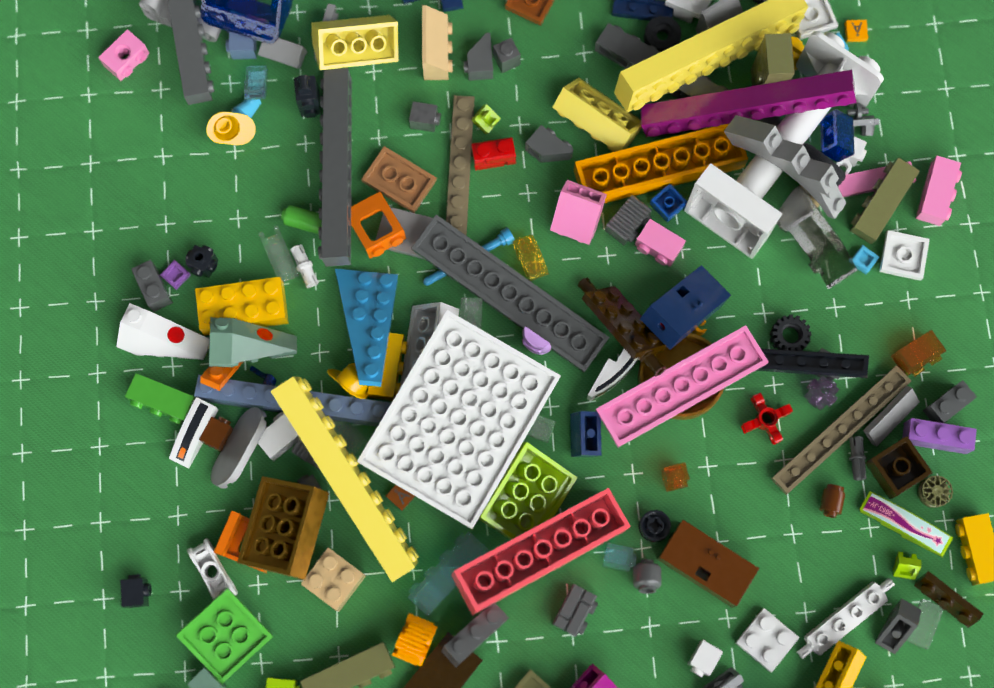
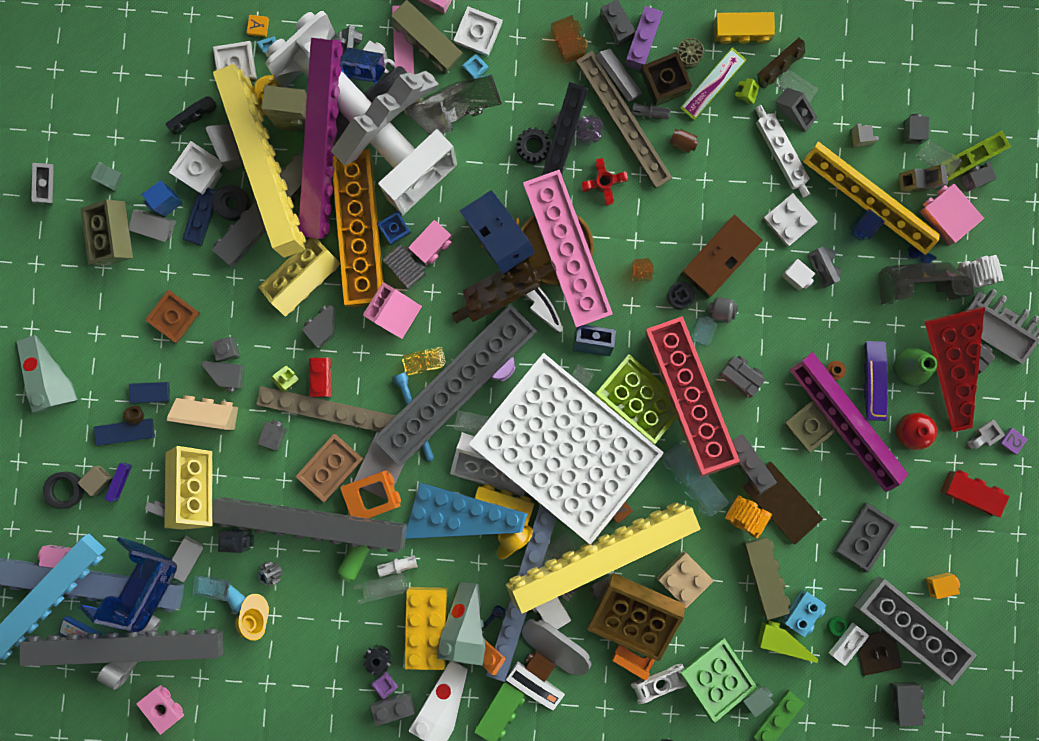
camera: 80 degrees left, 10 degrees up
(278, 137) = (269, 573): none -> dark grey gear

